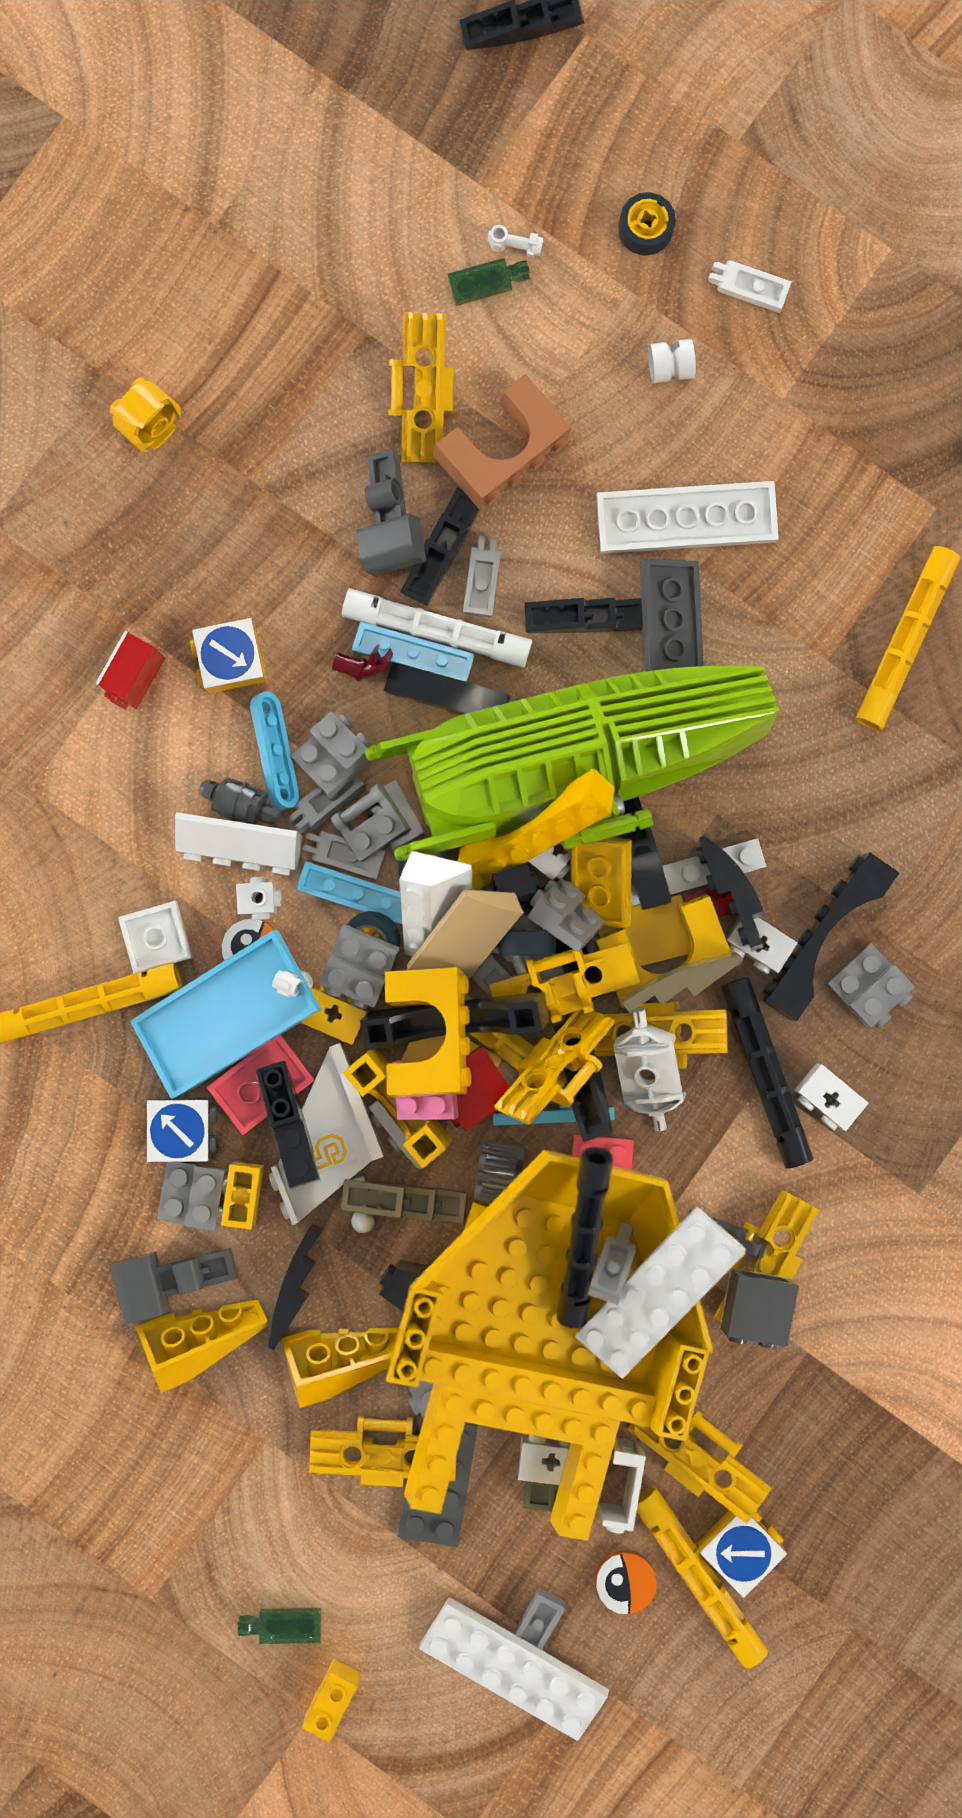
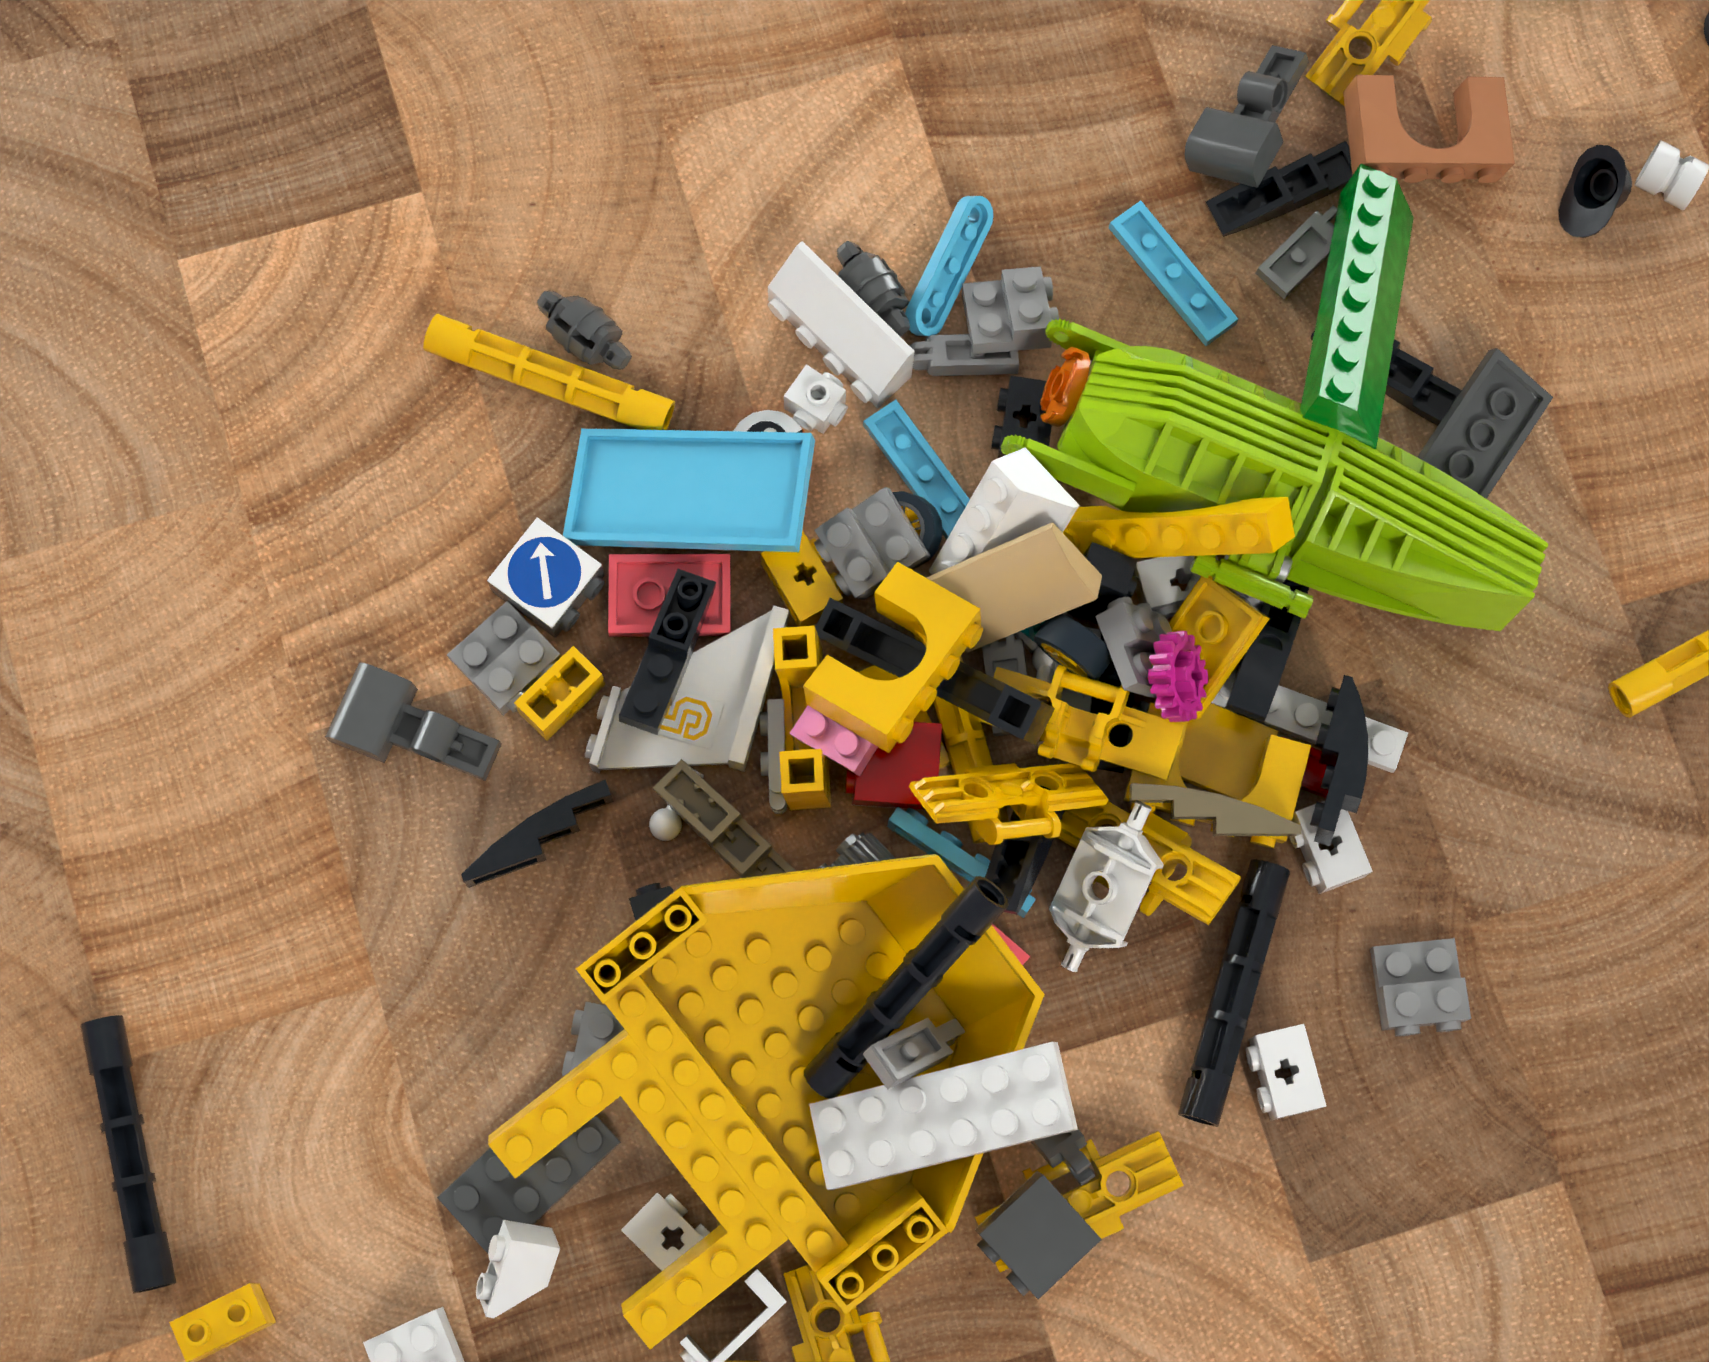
camera: 30 degrees right, 10 degrees down
(84, 960) = (584, 330): none -> dark grey piece
(129, 671) = (861, 75): red piece -> none
(155, 937) = (676, 363): white tile -> none
(191, 1343) = (373, 812): yellow wedge -> none
(202, 1648) = (145, 1243): none -> black piece
(228, 656) = (974, 137): piece -> none
(283, 1626) = (236, 1200): clear green plate -> none
(287, 982) = (783, 497): white bar -> none
(334, 1362) = (513, 950): yellow wedge -> none
(336, 852) = (944, 425): light grey hinge -> none
(362, 668) = (1107, 250): dark red piece -> none
(375, 831) = (996, 418): light grey plate -> none
(378, 1463) = (480, 1095): yellow piece -> none
(404, 785) = (1065, 387): none -> orange tile
(435, 627) = (1219, 266): white piece -> none
(440, 690) = (1165, 320): black slope -> none
(474, 1542) = (518, 1266): none -> white slope
(539, 1496) = (629, 1270): olive tile -> none
(546, 600) = (1359, 307): none -> green slope
(603, 918) = (1177, 676): none -> dark pink gear
(632, 408) = (1594, 191): none -> black piece
(687, 517) = (1573, 345): white plate -> none
(794, 987) = (1490, 870): black arch -> none

